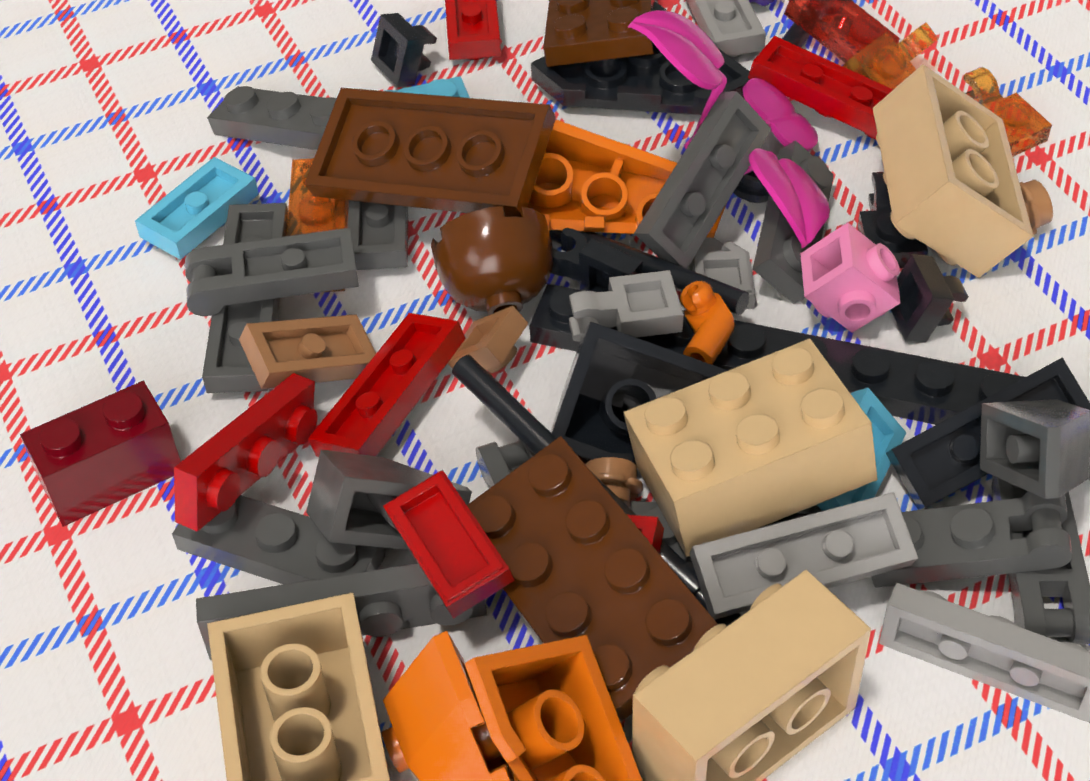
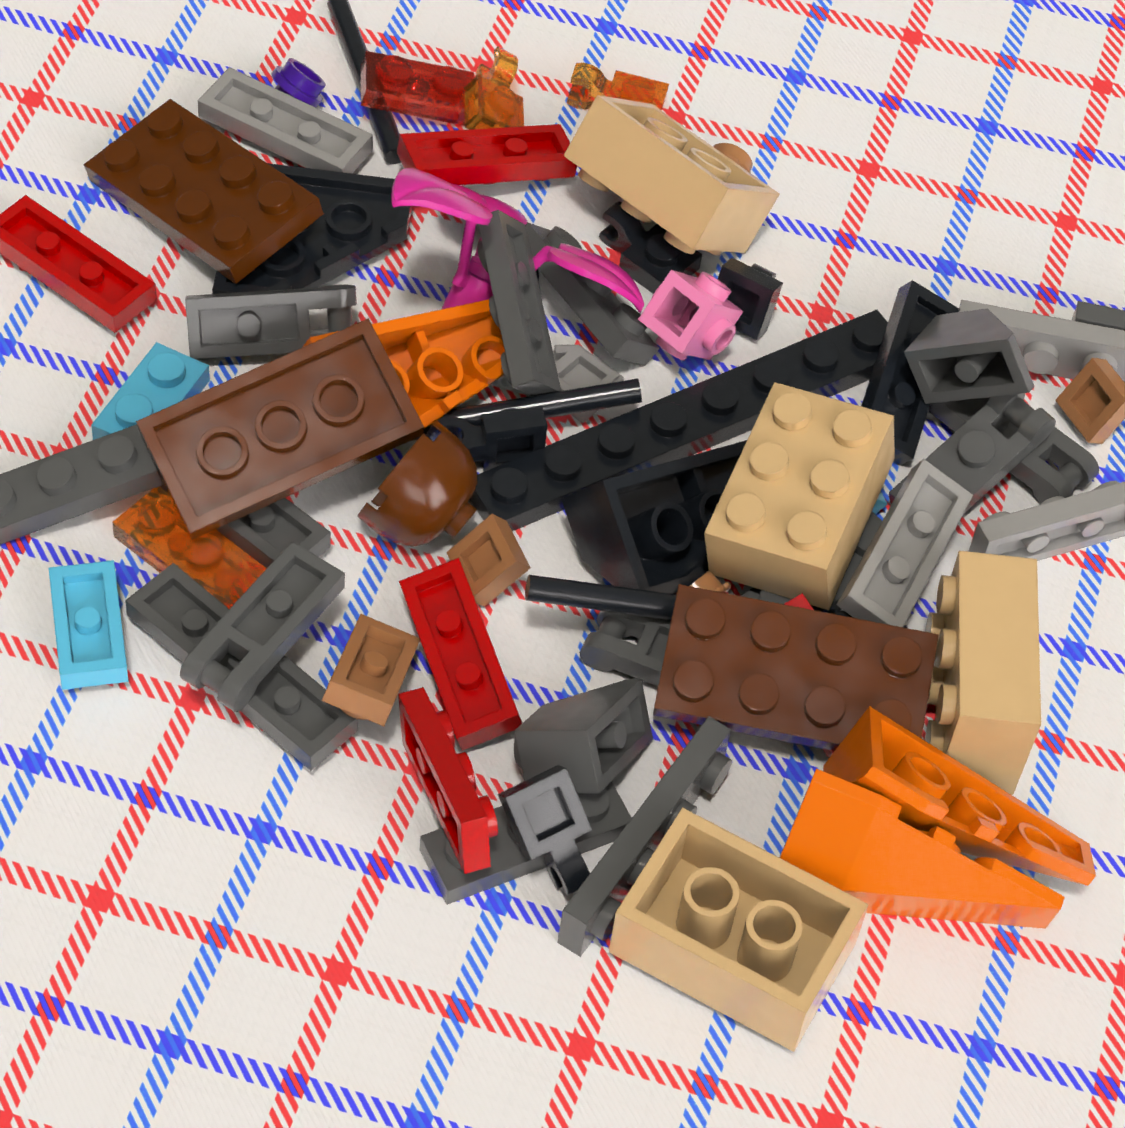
camera: 55 degrees left, 5 degrees up
(102, 452) = (318, 876): dark red brick -> none
(271, 530) = (546, 821): none -> plate
(400, 49) = (72, 352): black tile -> none
(448, 544) = (692, 722): red tile -> none
(516, 82) = (263, 320): none -> dark grey plate
(635, 304) = (580, 444): light grey plate -> none
(709, 320) = (643, 421): orange arm -> none

